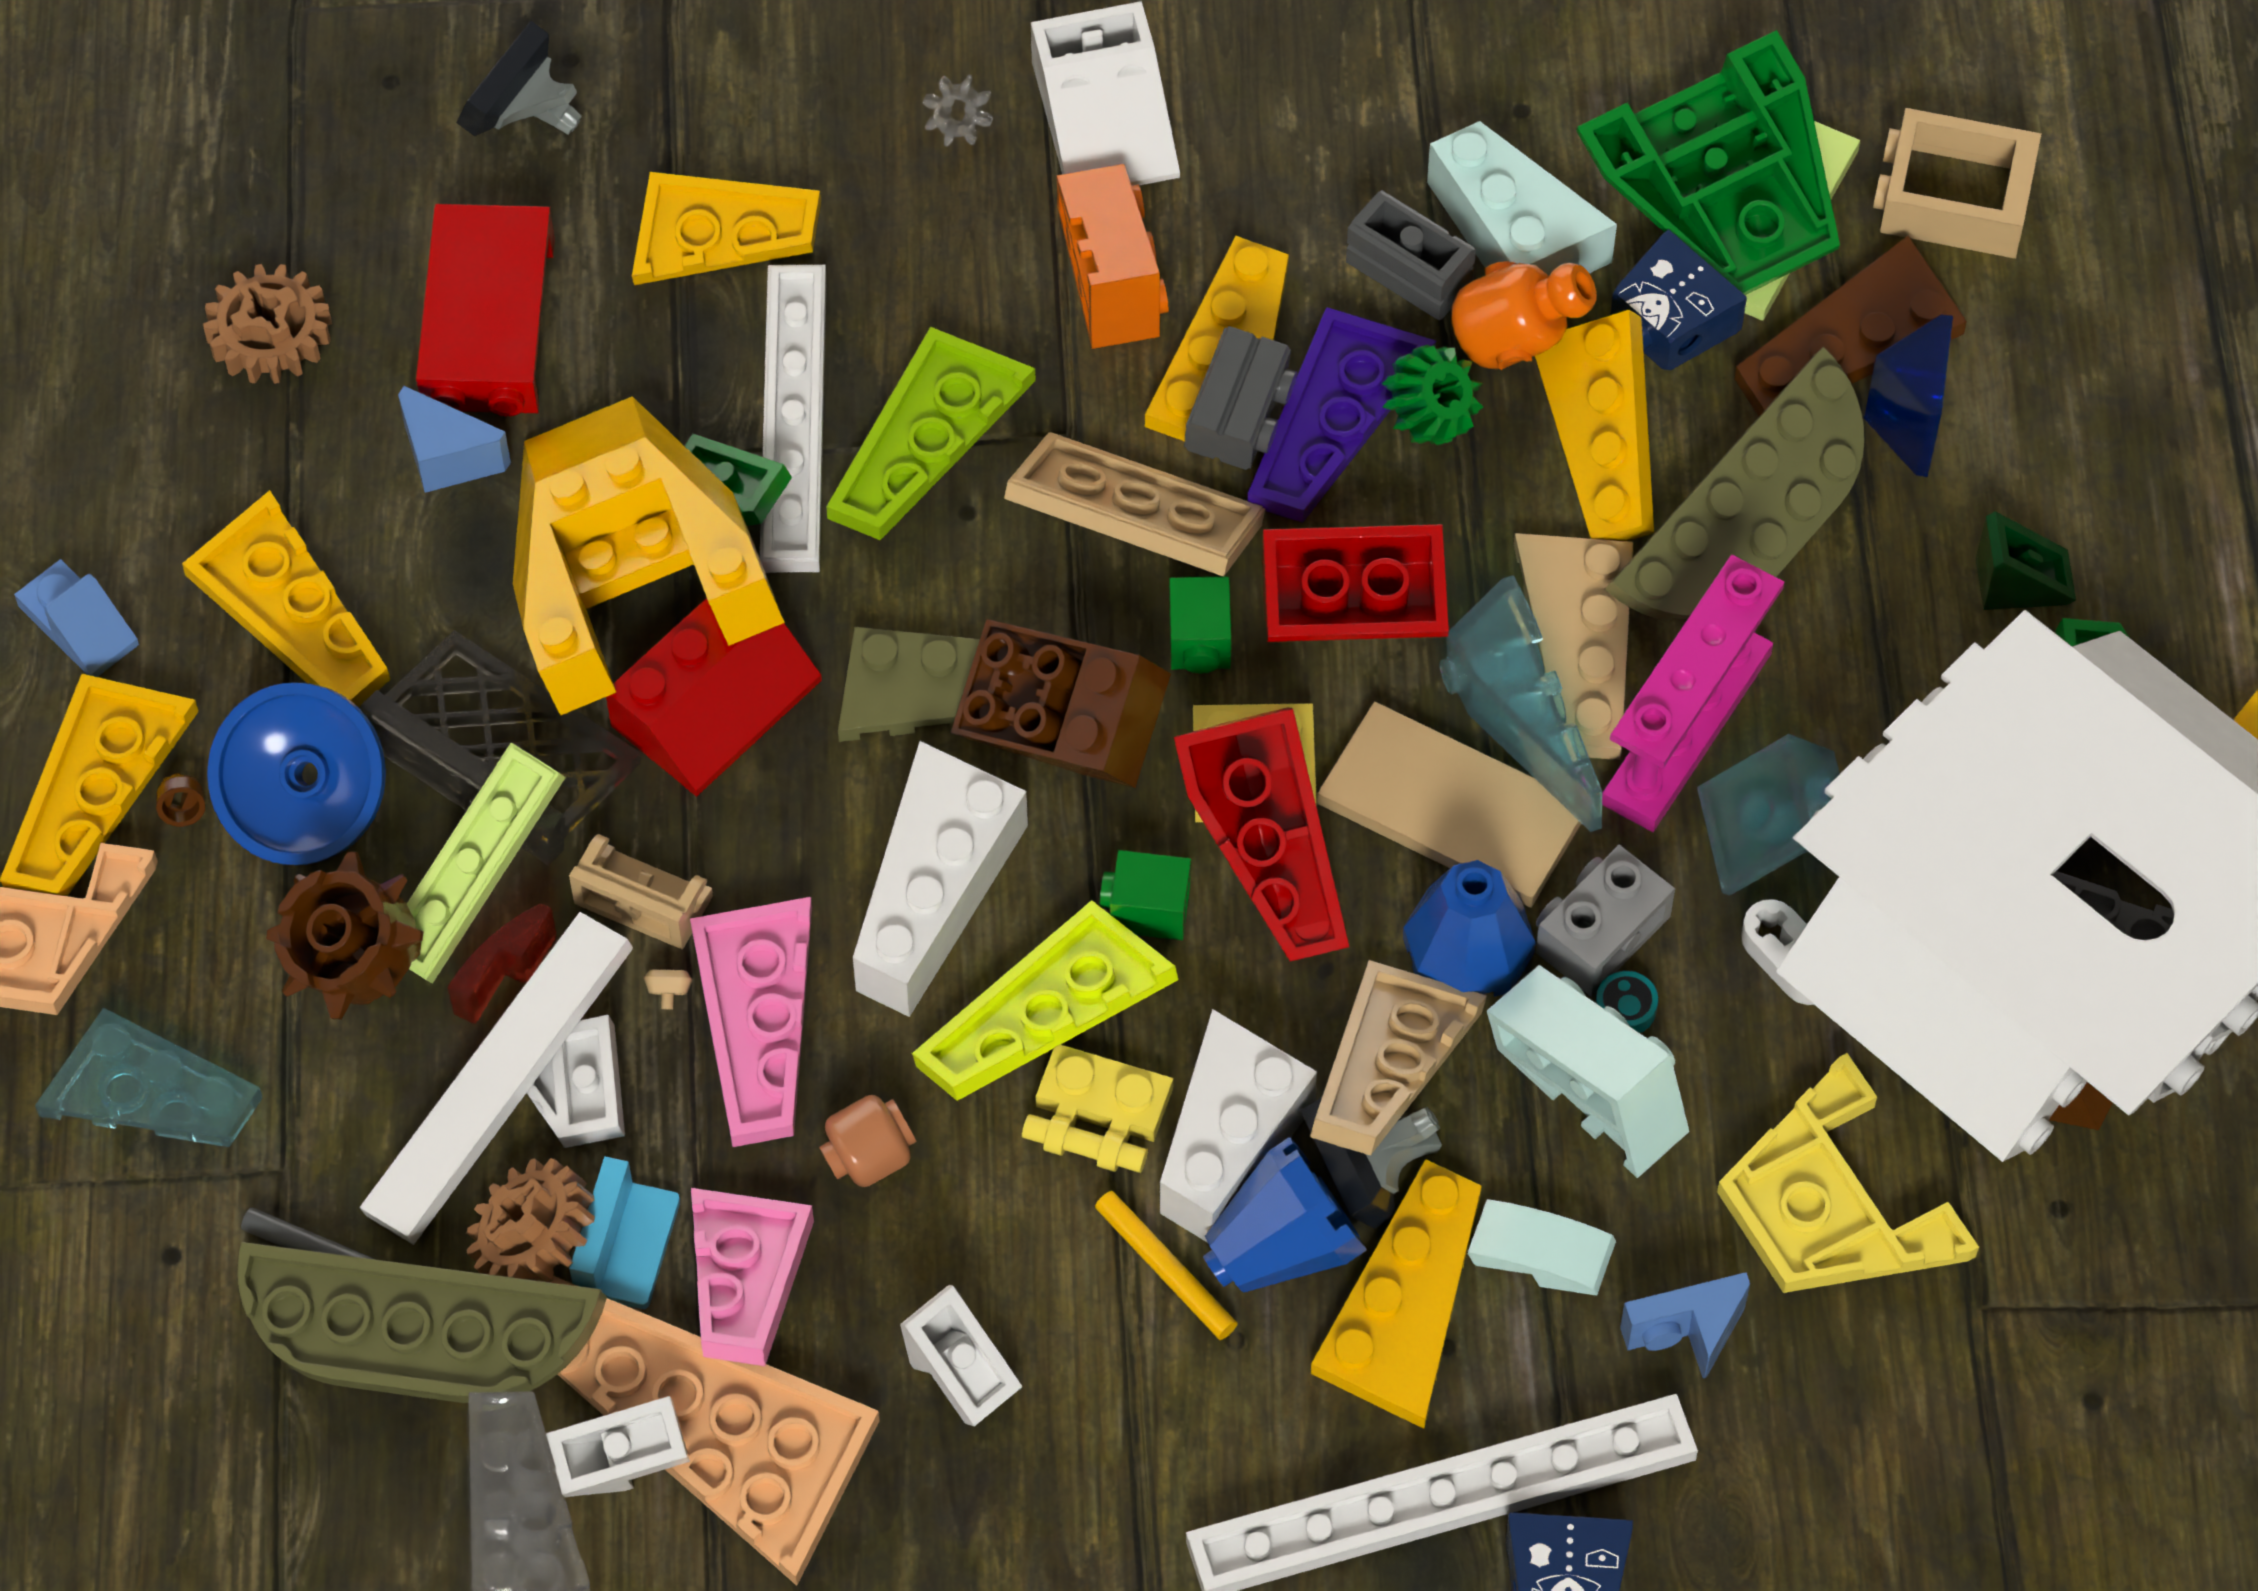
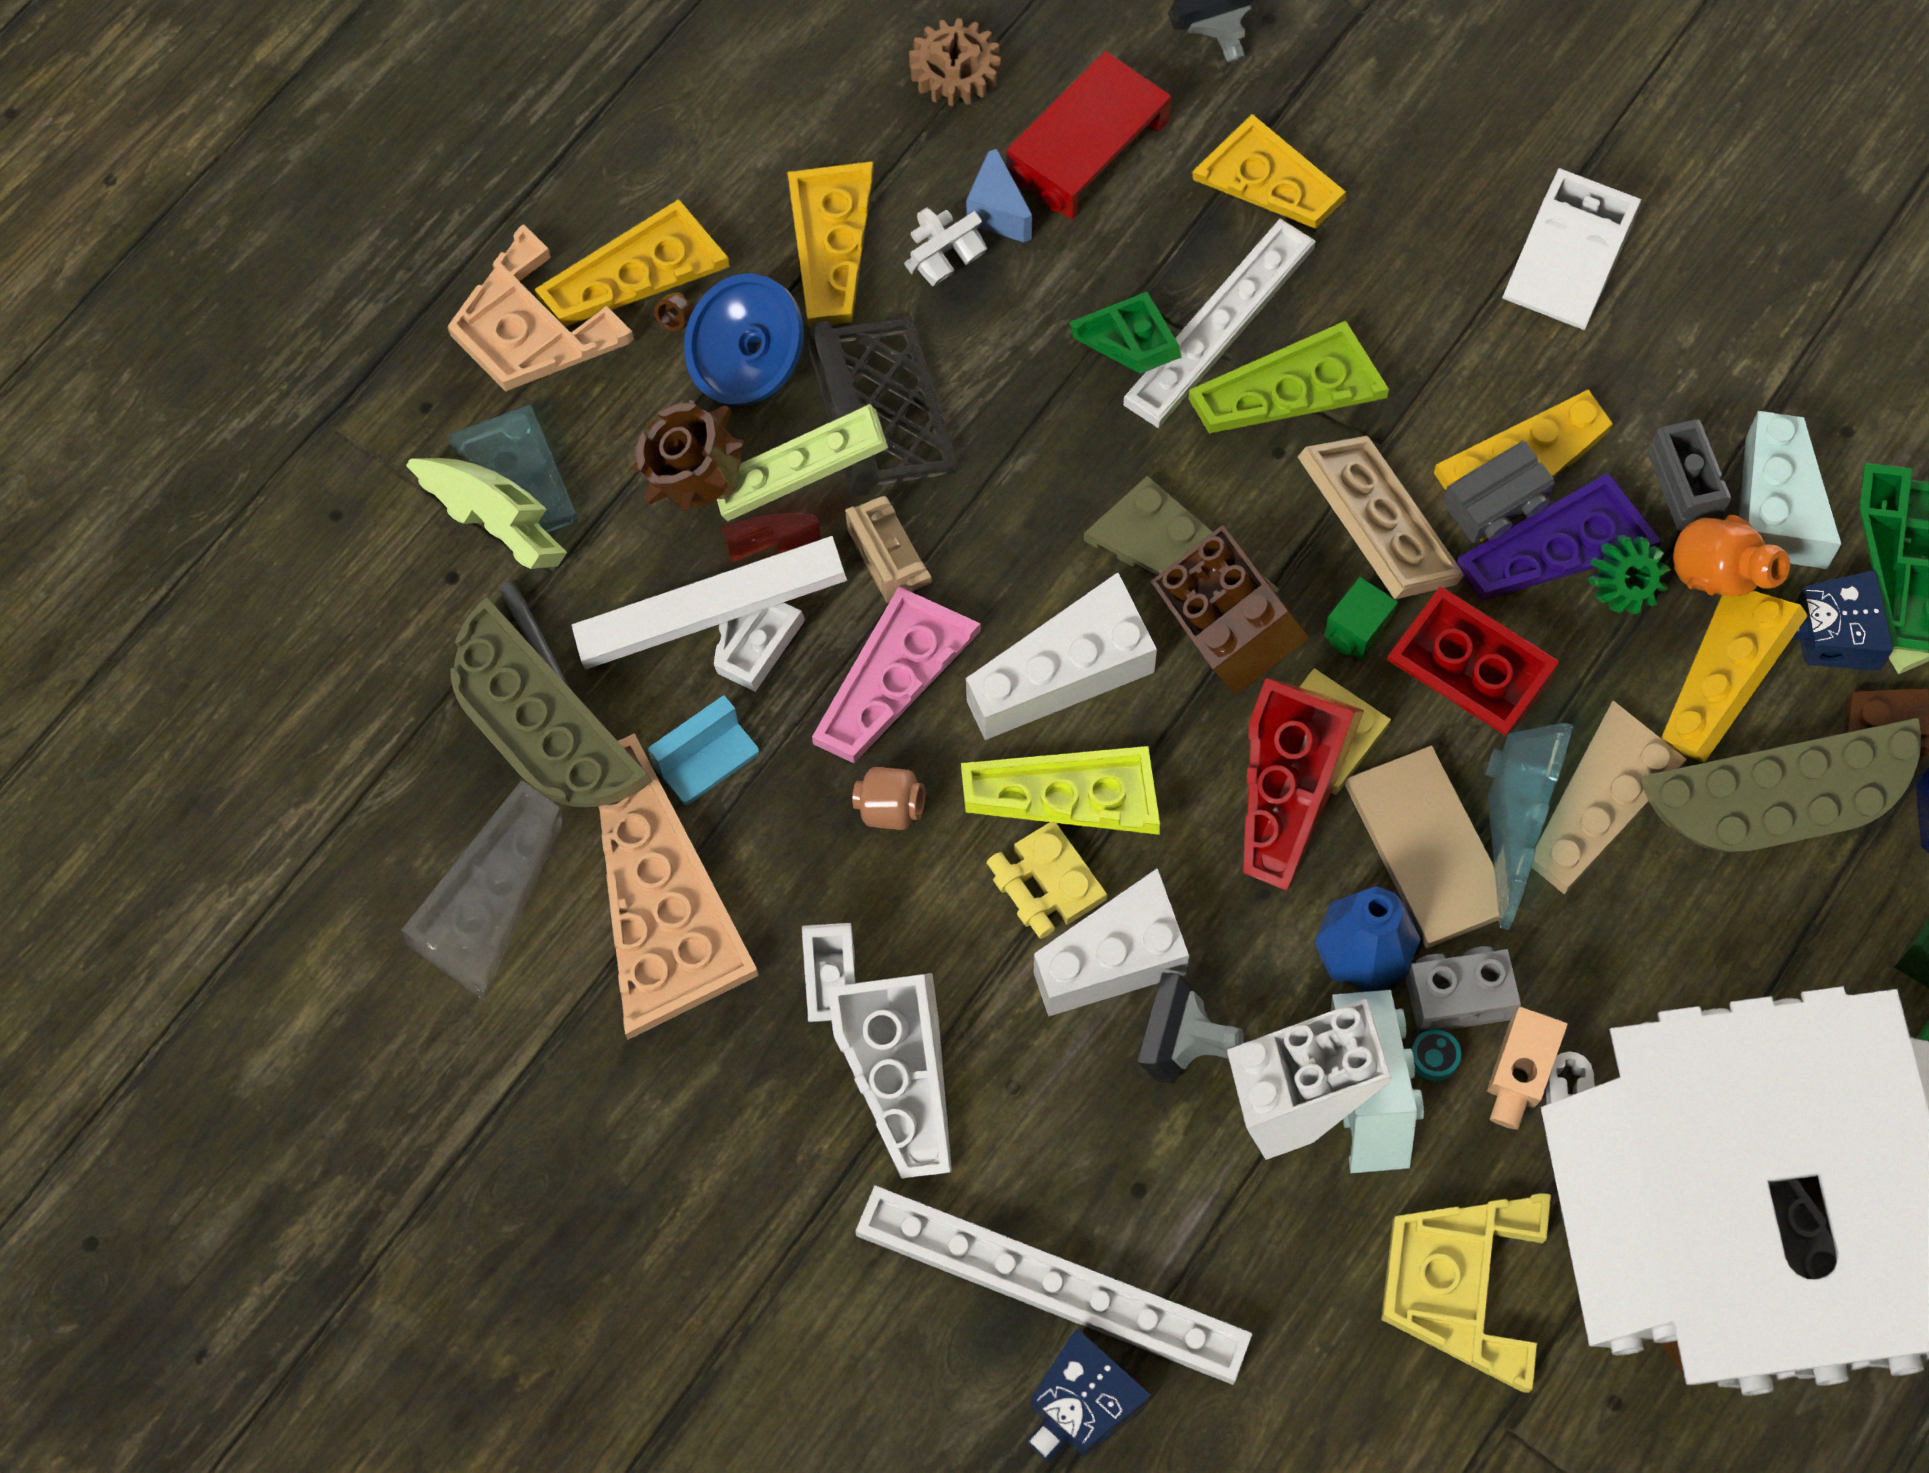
camera: 40 degrees right, 5 degrees up
(77, 618) = (707, 167): medium blue slope -> none
(134, 1141) = (485, 496): none -> yellowish green slope
(439, 508) = (930, 256): none -> white hips
(531, 1222) = (651, 705): medium nougat gear -> none
(611, 511) = (1050, 306): yellow wedge -> none
(616, 1448) = (583, 877): white slope -> none
(668, 984) = (857, 618): tan rock -> none
(704, 702) = (1030, 453): red slope -> none
(745, 1270) = (755, 822): bright pink wing -> none
(943, 112) = (1464, 193): clear gear -> none
(1100, 1391) = (896, 1058): none -> white wedge
(1111, 255) = (1495, 350): orange wedge -> none
(1149, 893) = (1186, 767): green brick -> none
(1166, 1265) = (1007, 1008): yellow bar -> none
(1280, 1225) = (1093, 1036): blue cone -> none
(1389, 1052) = (1249, 975): tan wing -> none
(1399, 1311) = (1125, 1145): yellow wing -> none
(1536, 1100) = (1308, 1077): none -> white slope
(1540, 1243) = (1251, 1180): light aqua slope -> none
(1691, 693) = (1637, 884): dark pink fence -> none
(1699, 1311) = (1317, 1294): medium blue slope -> none
(1723, 943) = (1532, 1047): none -> light nougat torso
(1761, 807) = (1629, 991): clear light blue slope -> none

